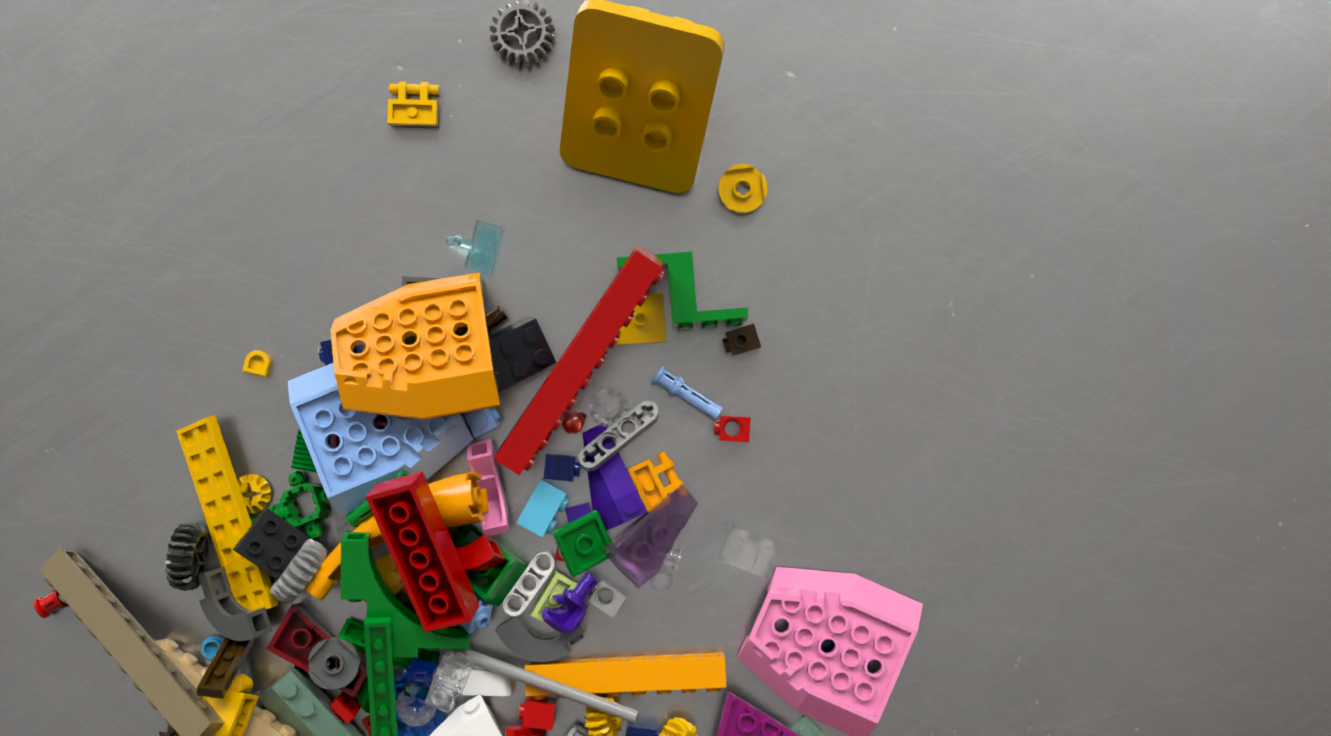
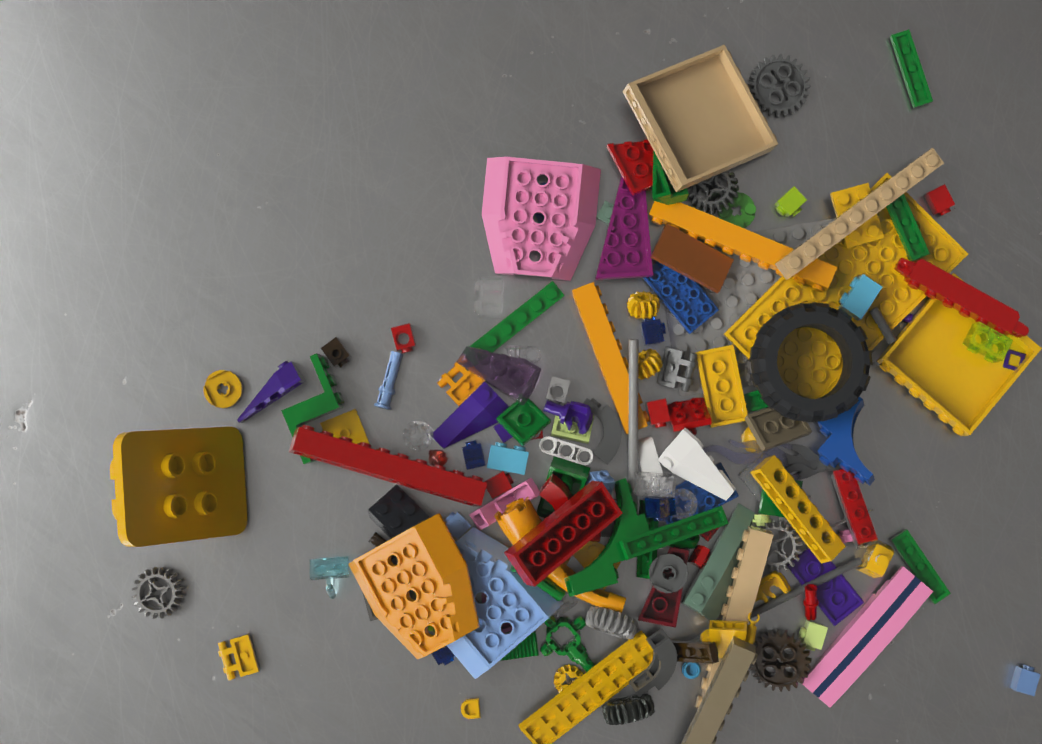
camera: 110 degrees left, 0 degrees up
(270, 543) = (597, 650): black brick -> none
(515, 487) = (499, 484): none -> red brick
(616, 433) = (434, 424): light grey beam -> none
(711, 579) = (519, 318): none -> green plate
(725, 258) = (280, 384): none -> dark purple wedge

